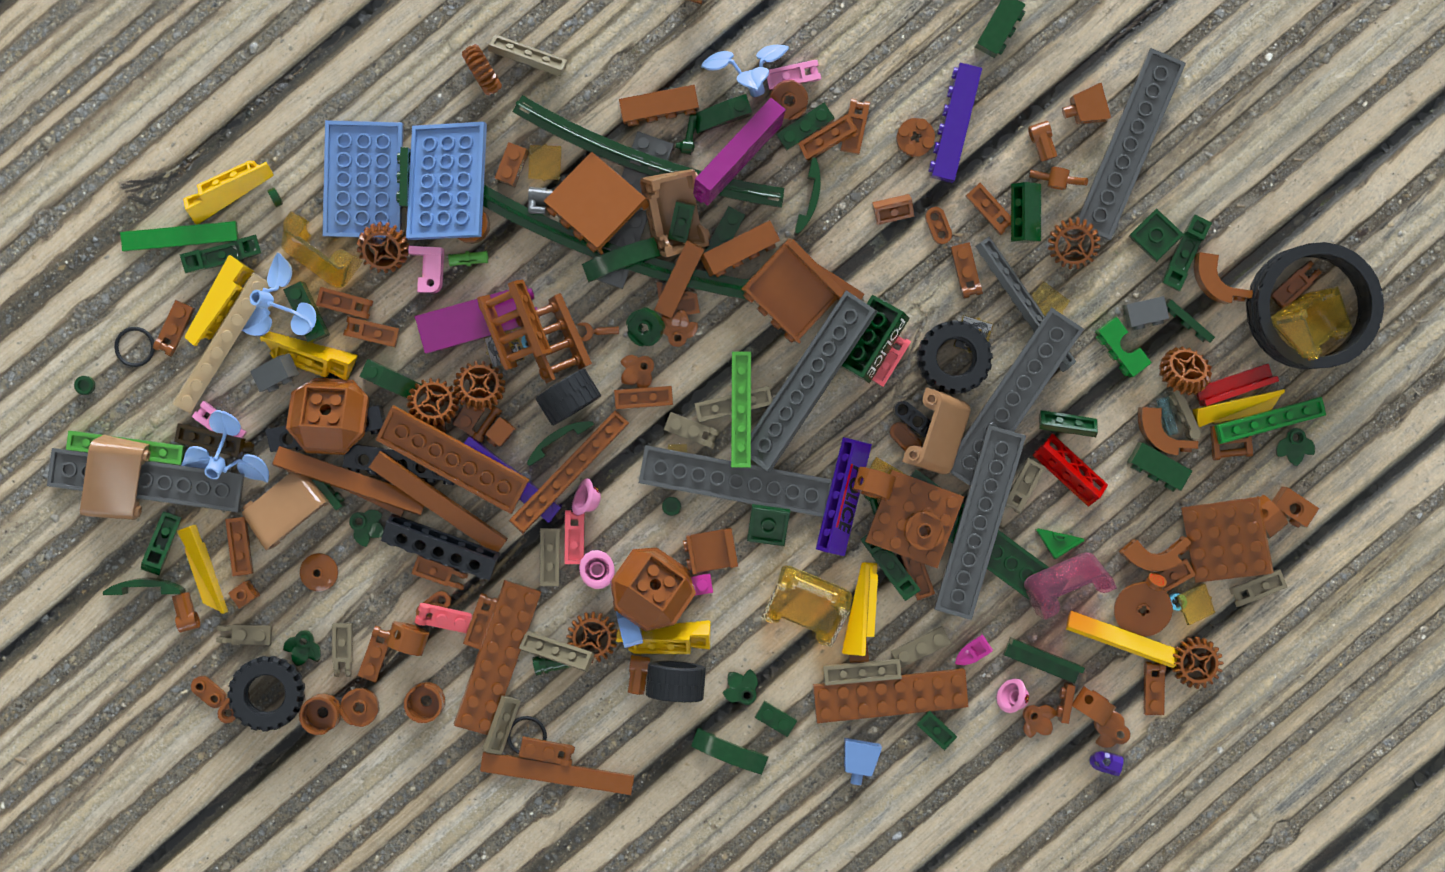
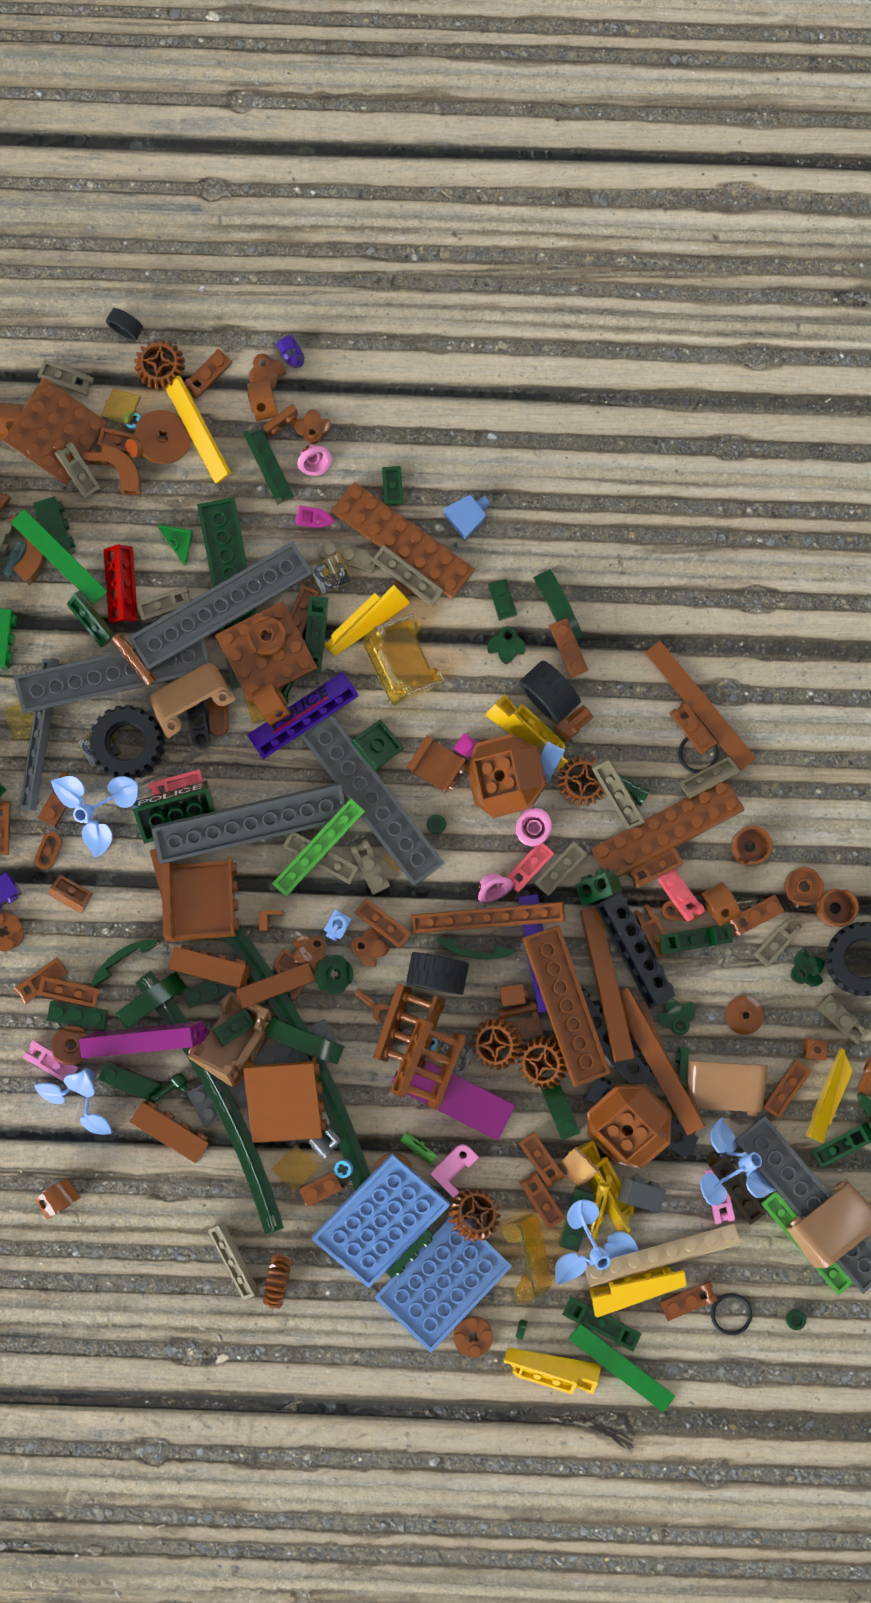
camera: 135 degrees left, 5 degrees down
(297, 153) = (474, 1348): none -> dark orange plate
(300, 340) = (600, 1201): none -> yellow pin
(338, 350) = (578, 1167): none -> medium nougat piece
(404, 595) = (695, 938): none -> dark green slope
(505, 188) = (345, 1162): none -> medium azure bush
(507, 568) = (598, 886): none -> dark green brick
(674, 365) = (337, 925): none -> light blue brick
(693, 727) = (568, 647): none -> dark orange plate
(733, 322) = (264, 919): none -> dark orange panel
(760, 185) = (151, 1000): none -> dark green slope
(913, 267) = (95, 835): none -> light blue plant
(921, 621) = (330, 573): none -> piece
(1007, 423) = (136, 662): none -> dark orange pin
(1063, 578) = (198, 510): clear pink windscreen -> none
(1134, 448) = (58, 556): none -> green tile
(1182, 526) = (77, 470): none -> dark tan plate
(1251, 669) = (124, 324): none -> black tyre

